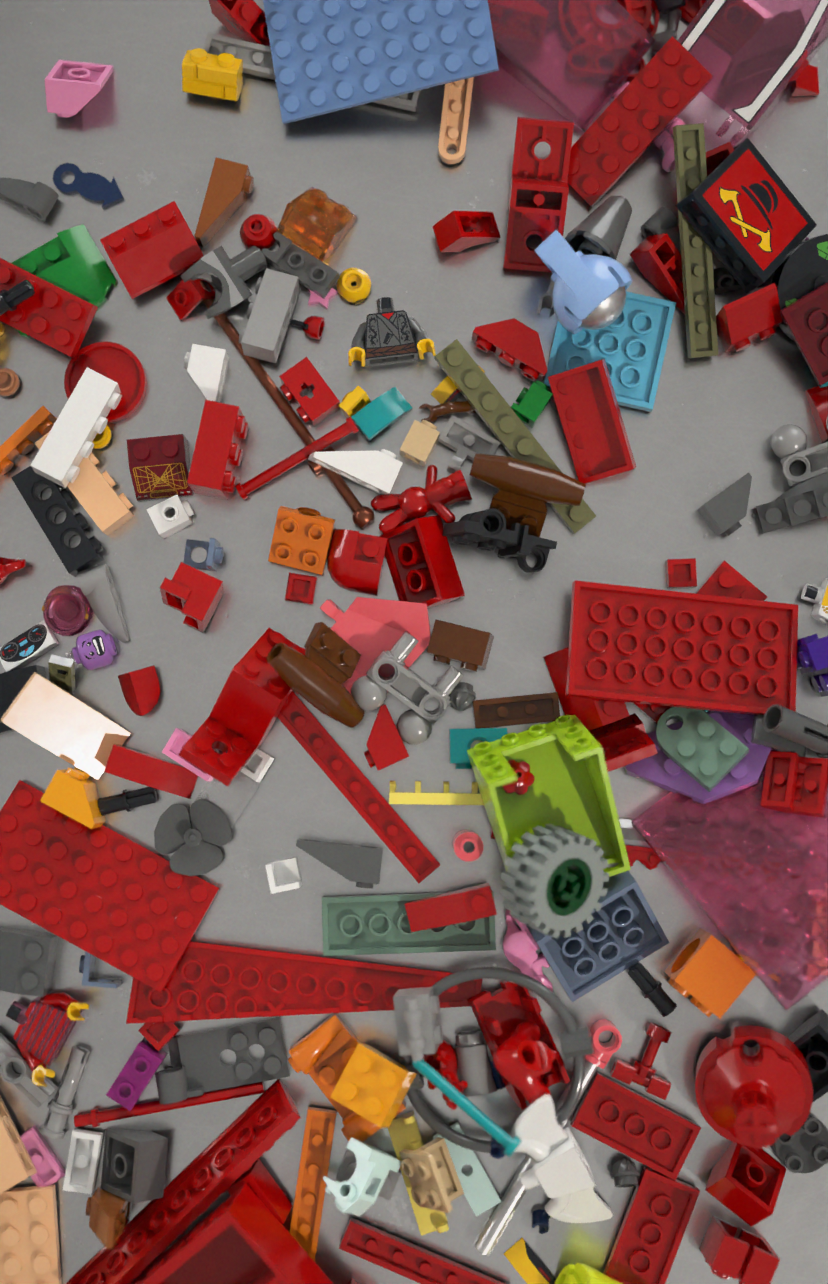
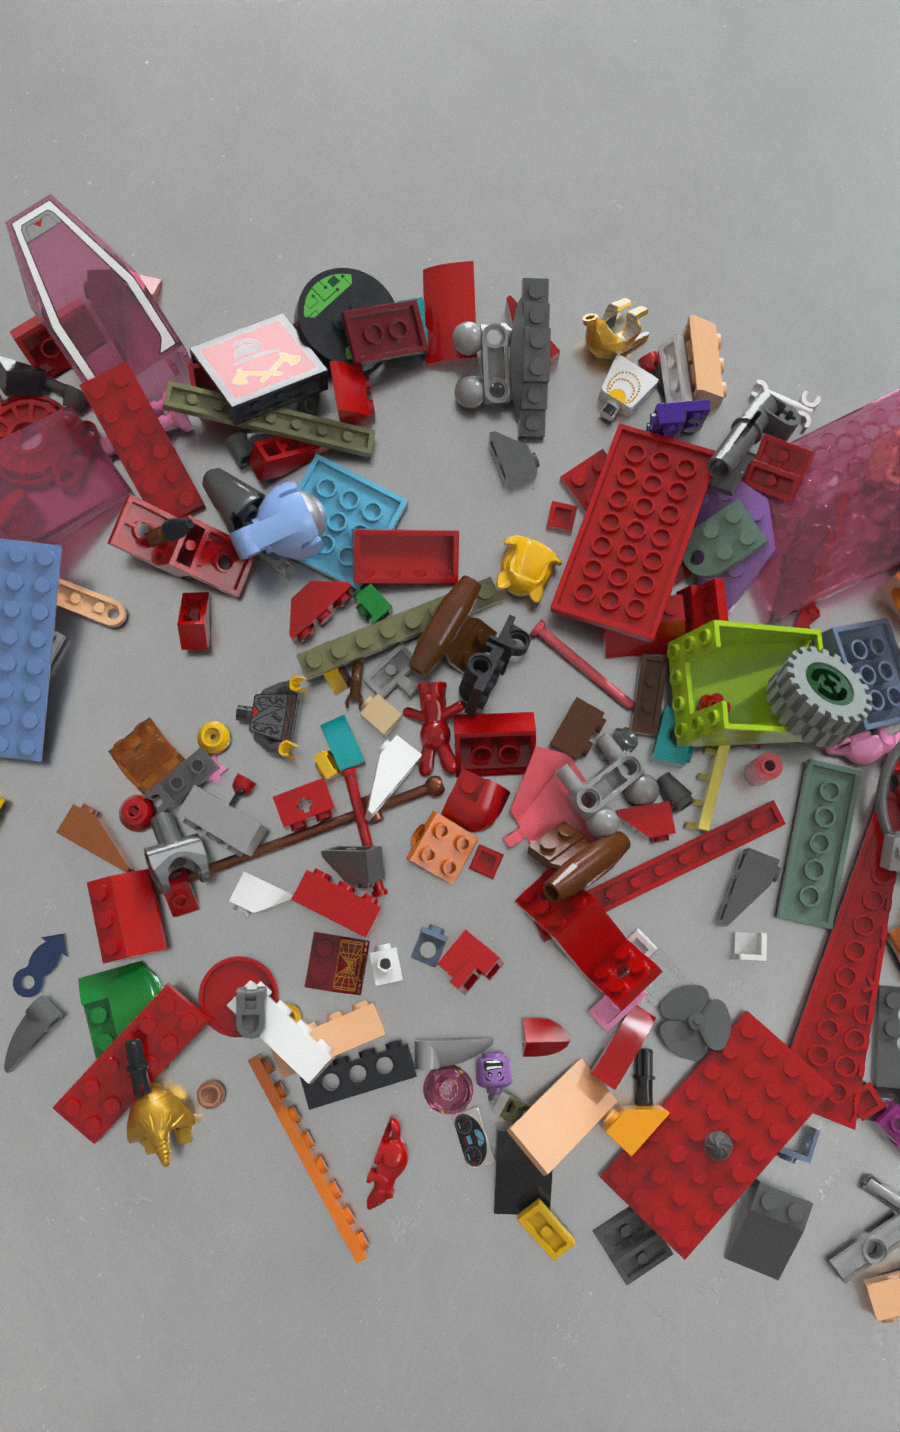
camera: 75 degrees left, 5 degrees down
(44, 1030) = (843, 1211): torso -> none
(73, 887) = (718, 1146): none -> dark grey plate
(74, 391) = (251, 1022): none -> dark grey plate
(262, 457) = (356, 864): none -> dark grey slope
(421, 762) = (675, 792): none -> dark grey cone
(451, 908) = (816, 798): red slope -> none
(529, 633) = (581, 664): none -> coral bar
(546, 172) = (170, 530): none -> black piece
(615, 548) = (526, 567): none -> yellow hair

